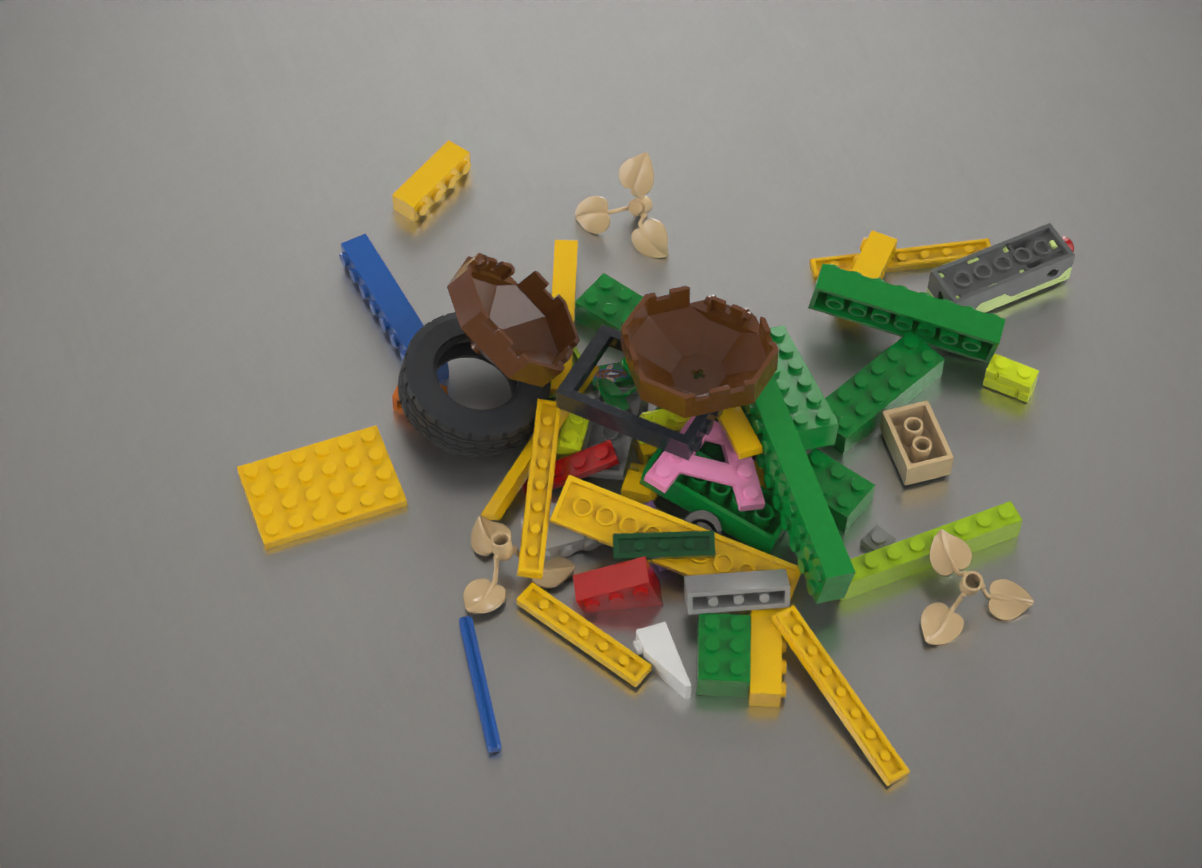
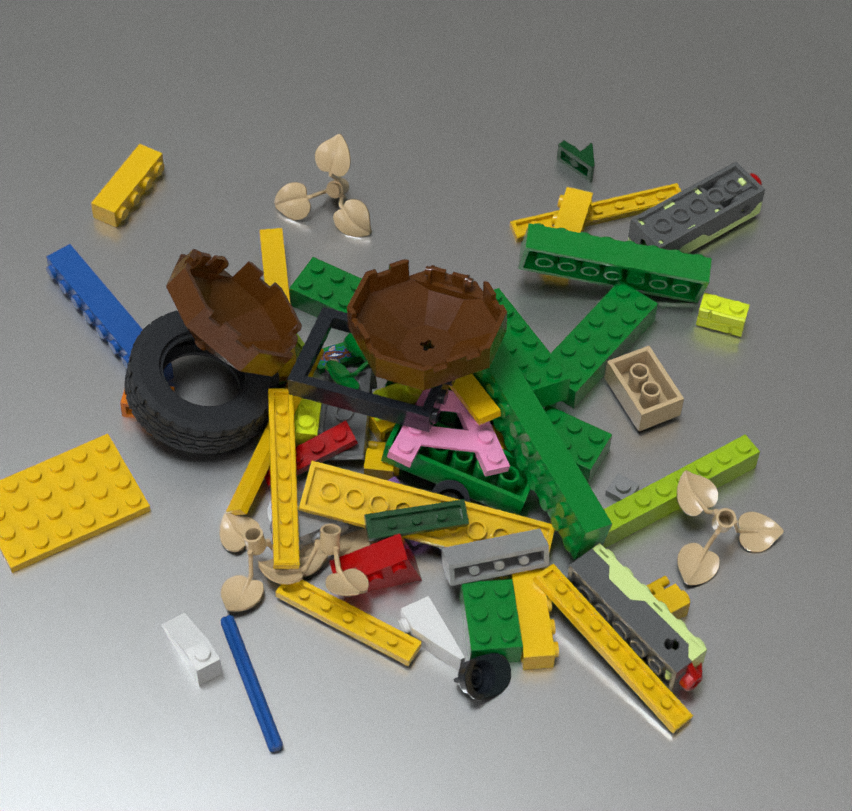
camera: 10 degrees left, 0 degrees up
(428, 644) = (193, 648): none -> white slope
(581, 598) = (342, 583): none -> tan plant
(708, 706) = (484, 676): none -> black piece
(871, 670) = (640, 619): none -> dark grey piece
(891, 205) = (579, 161): none -> dark green slope
(902, 660) = (674, 598): none -> yellow brick

